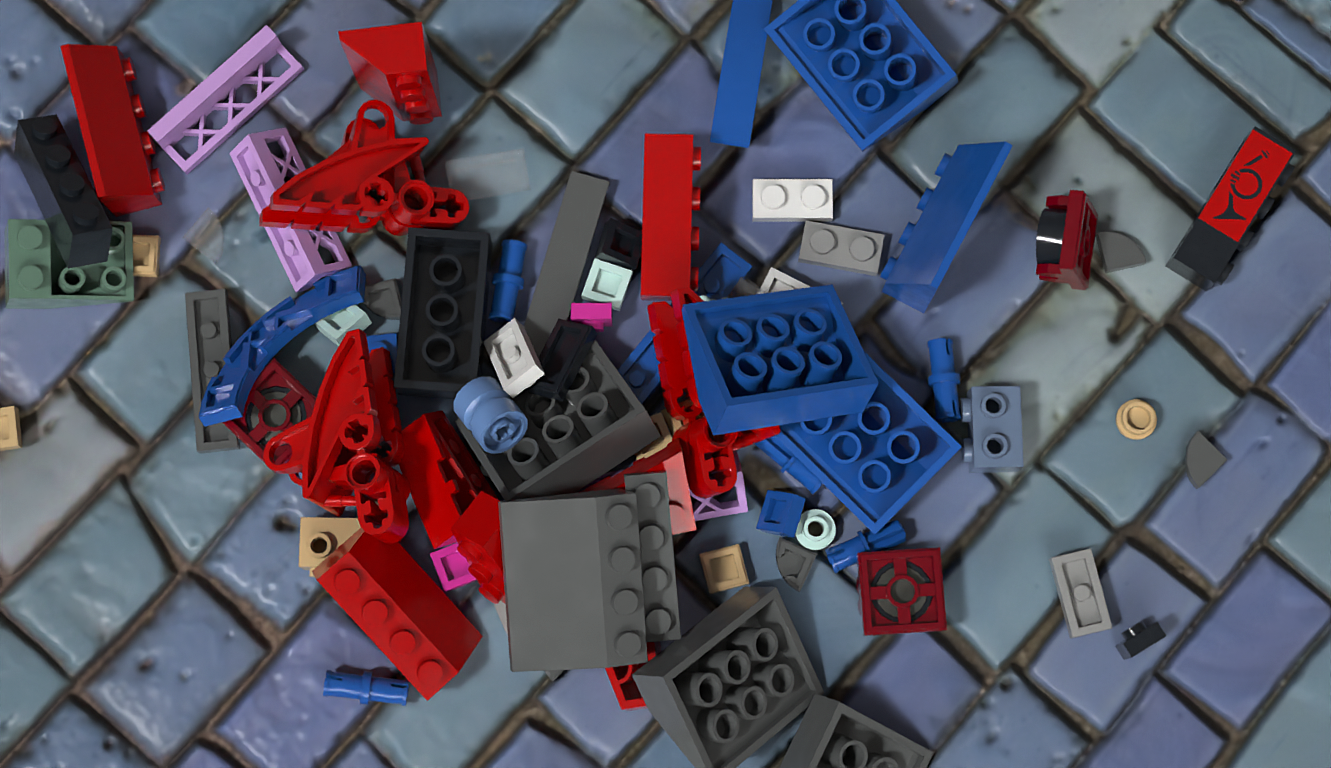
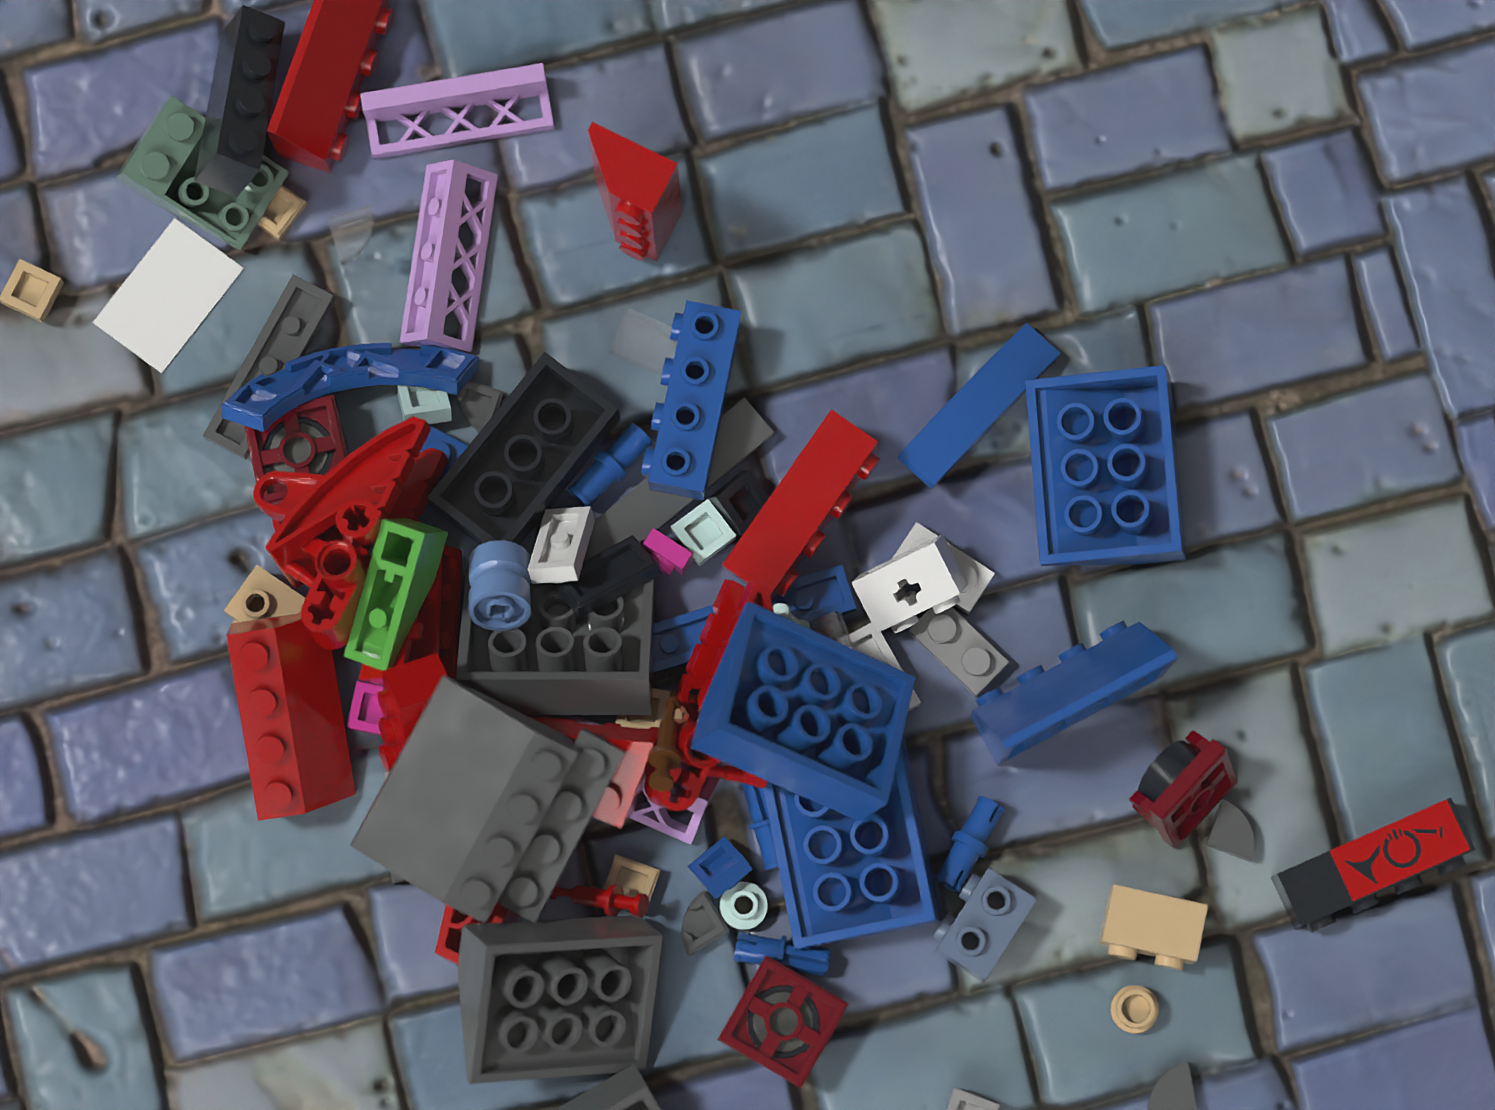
camera: 35 degrees right, 0 degrees up
(101, 368) = (168, 295): none -> white sticker
(366, 687) = (211, 769): blue pin -> none
(367, 160) = (503, 269): red piece -> none
(417, 467) = (394, 589): none -> bright green slope
(539, 194) = (694, 400): none -> blue brick
(695, 455) = (665, 755): none -> reddish brown piece
(720, 587) = (610, 900): none -> red piece
(782, 201) = (929, 565): none -> white brick
(1111, 352) = (1152, 926): none -> tan brick

